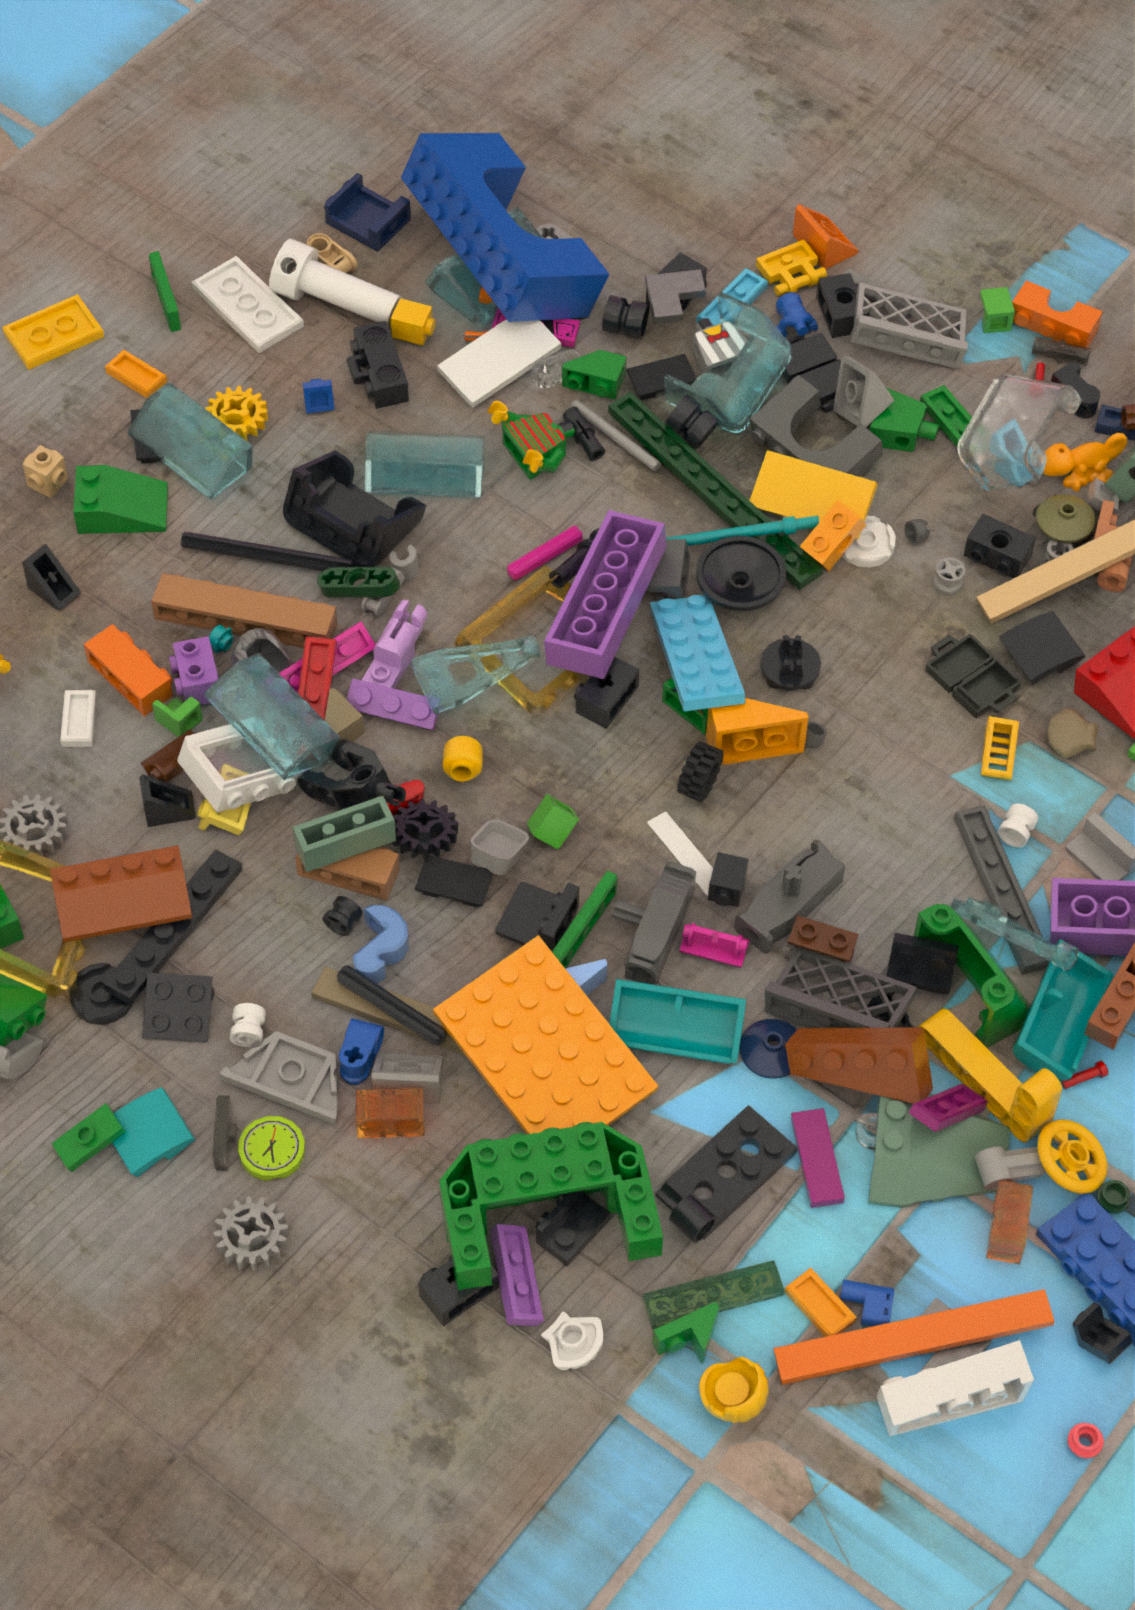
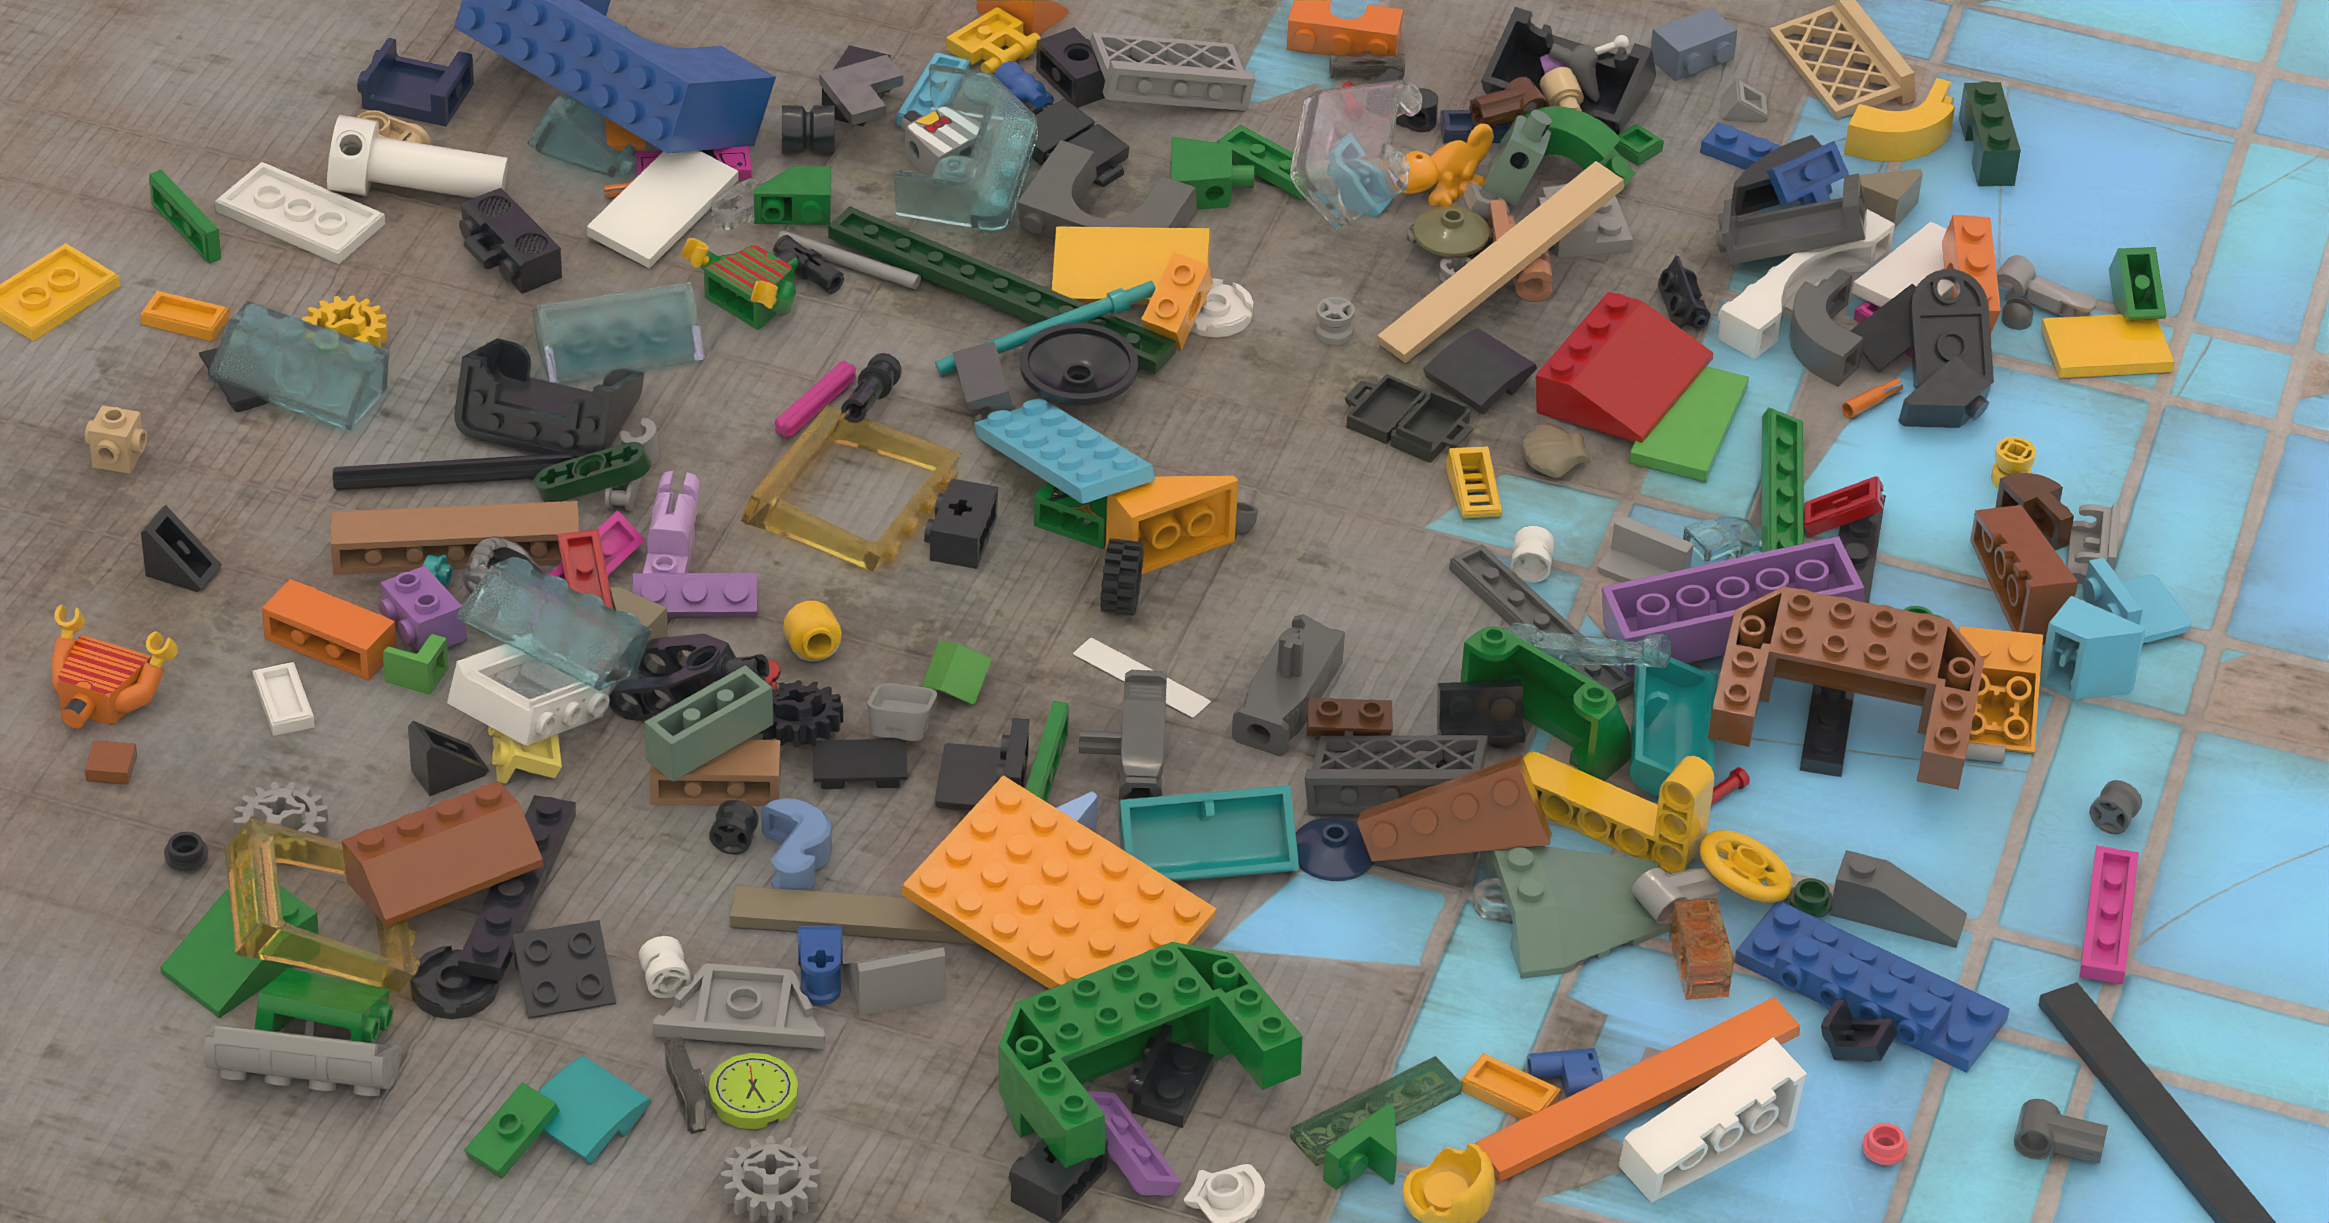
camera: 20 degrees left, 15 degrees down
(118, 501) = (227, 454): green slope -> none
(164, 763) = (431, 707): reddish brown hinge -> none
(318, 395) = (445, 289): blue tile -> none
(390, 1113) = (891, 1014): clear orange brick -> none
(392, 1005) = (842, 902): black axle -> none
(412, 322) = (535, 184): yellow brick -> none
(439, 684) = (754, 557): clear light blue plate -> none
(605, 594) = (924, 411): medium lavender brick -> none
(649, 377) = (873, 186): black piece -> none
(693, 422) = (944, 219): black wheel -> none
(700, 1217) = (1330, 1014): black hinge -> none
(714, 945) = (1202, 756): dark pink hinge -> none
(728, 879) = (1204, 683): black brick -> none
(790, 664) = (1180, 448): black plate -> none
(817, 1158) = (1440, 944): magenta tile -> none
(859, 393) = (1143, 145): light grey slope -> none
(916, 531) = (1268, 276): dark grey hinge -> none
(948, 1107) = (1580, 843): magenta tile -> none
(998, 310) = (1274, 36): bright green panel -> none
(999, 546) = (1382, 276): black brick -> none

